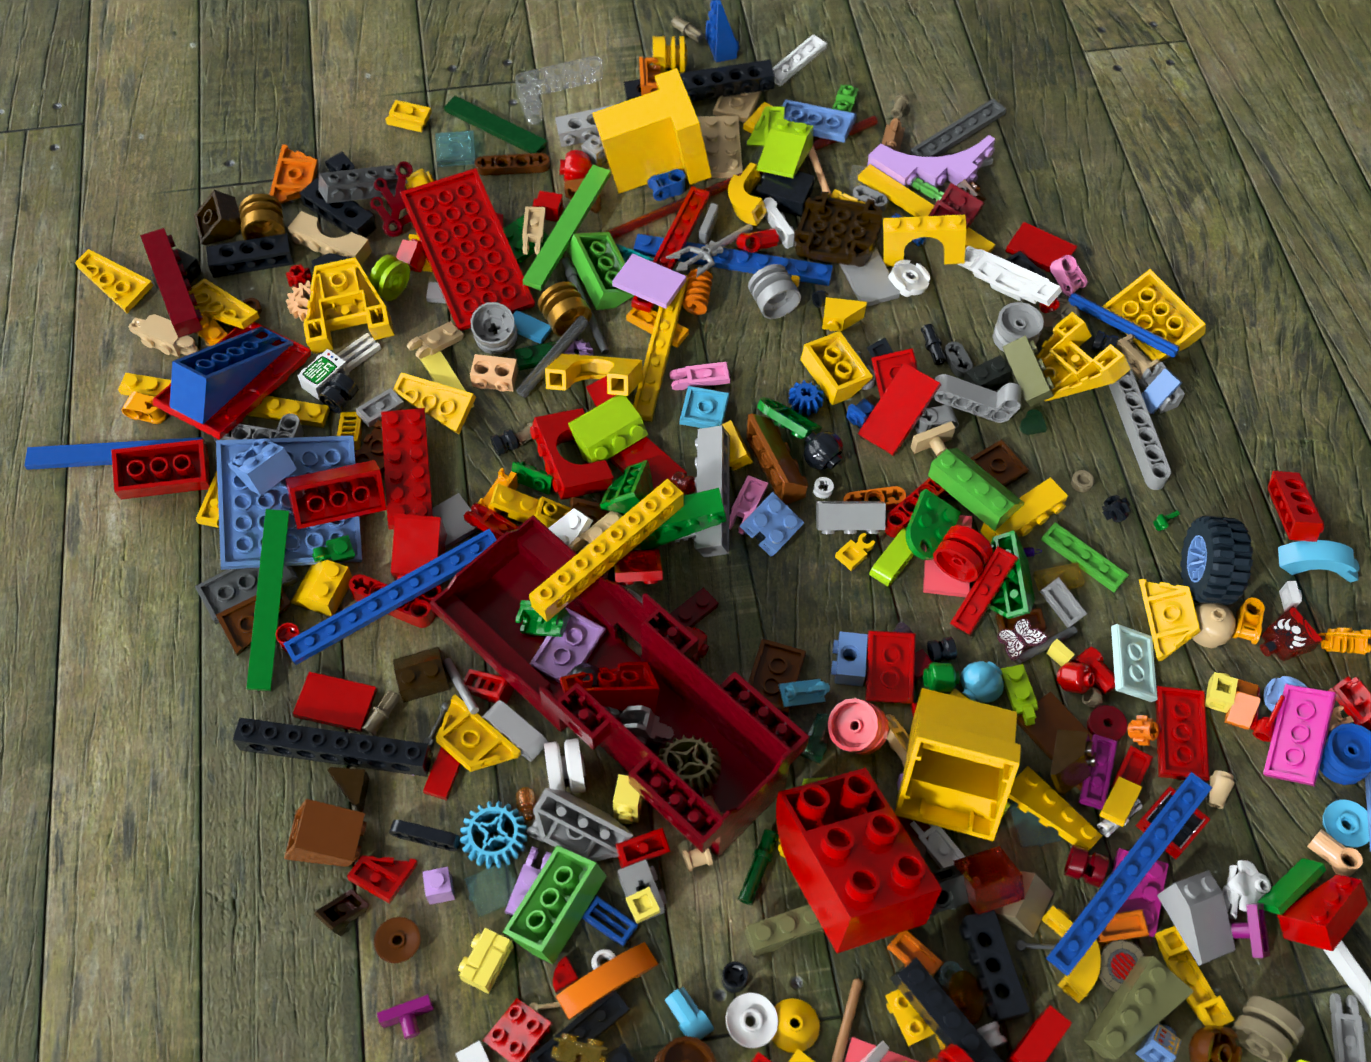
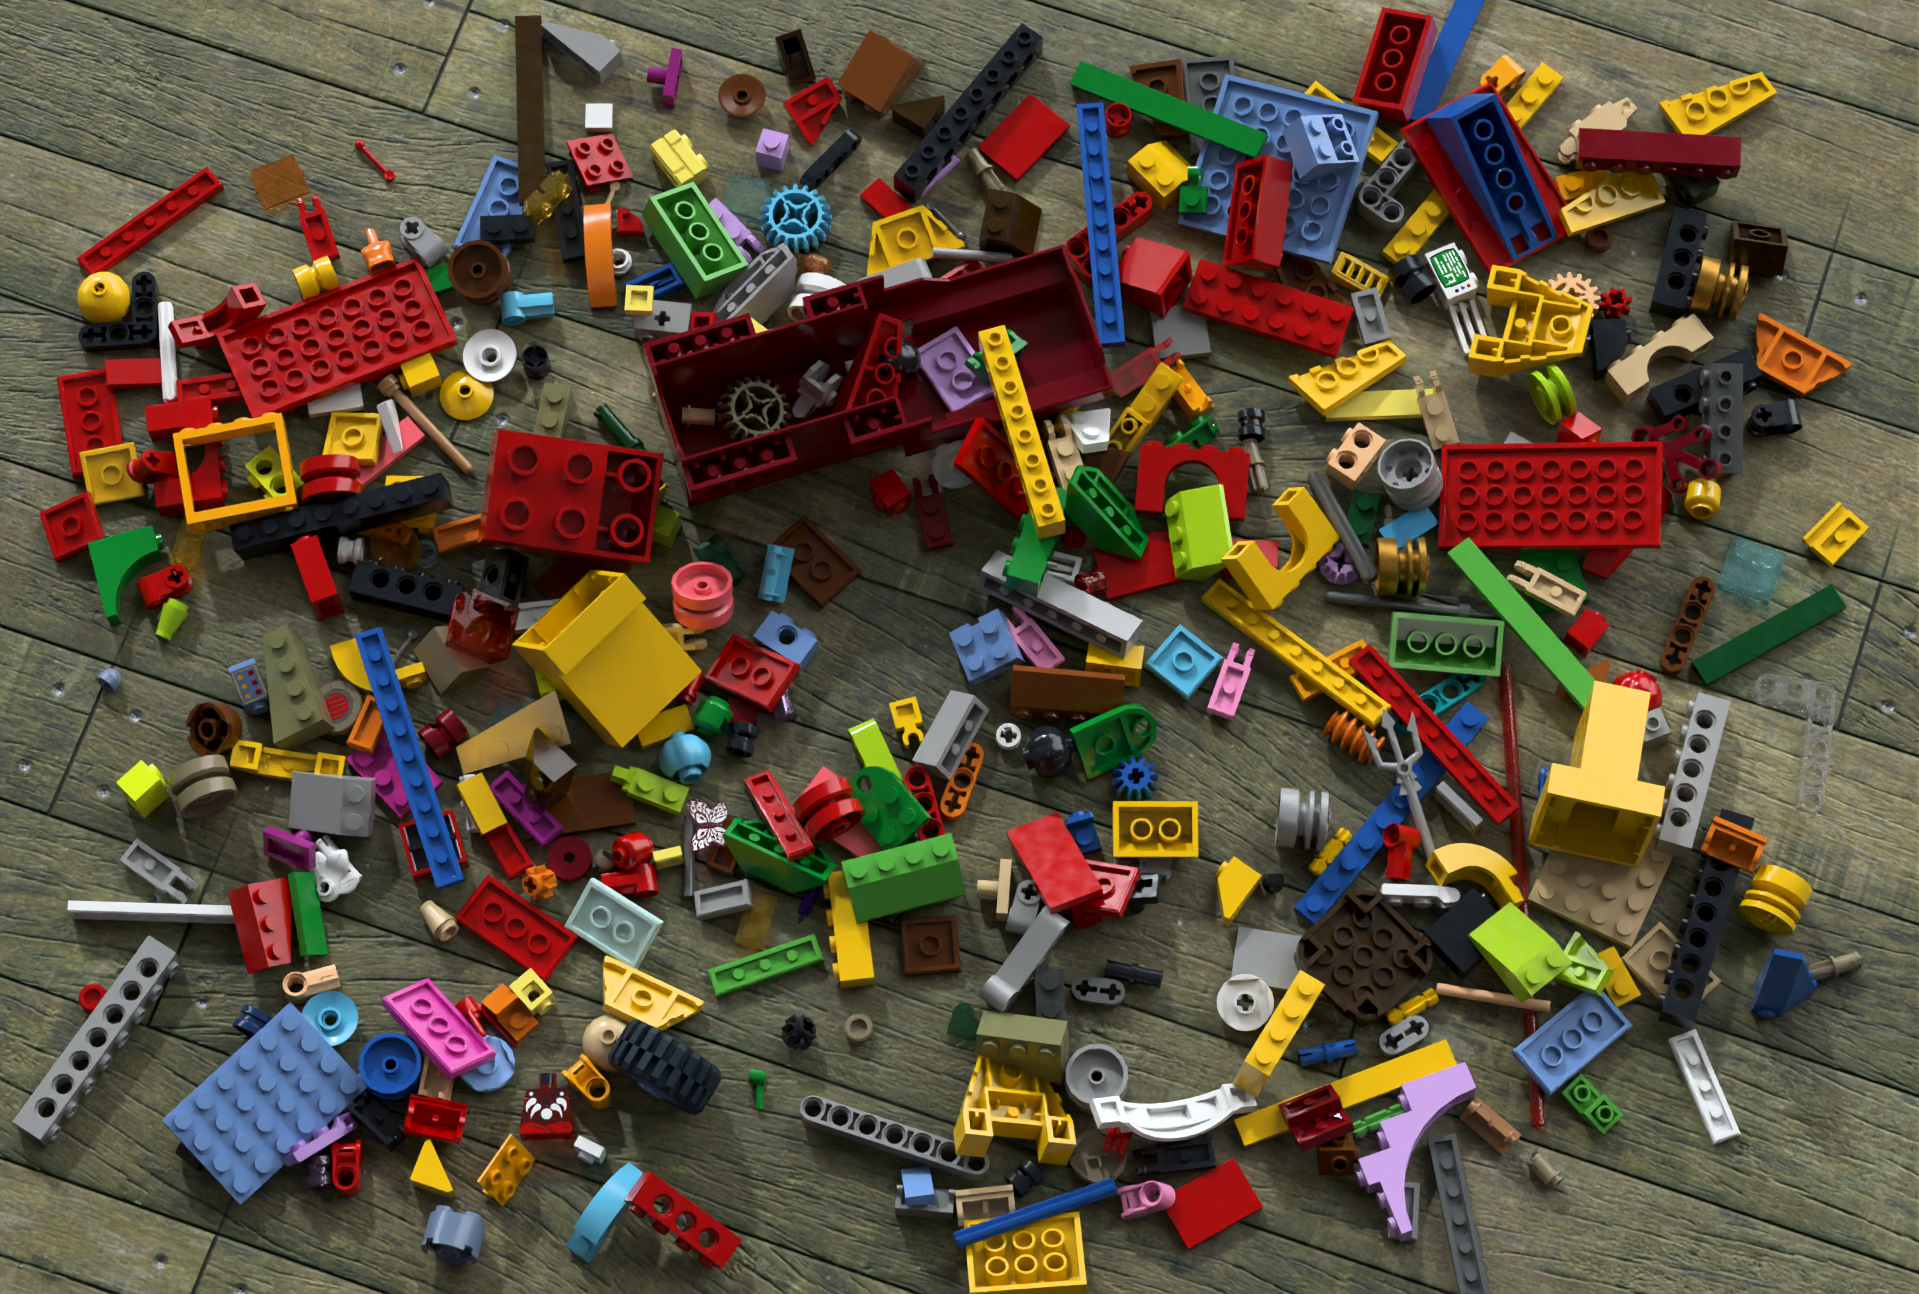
camera: 120 degrees right, 10 degrees up
(649, 281) = (1384, 672): lavender tile -> none

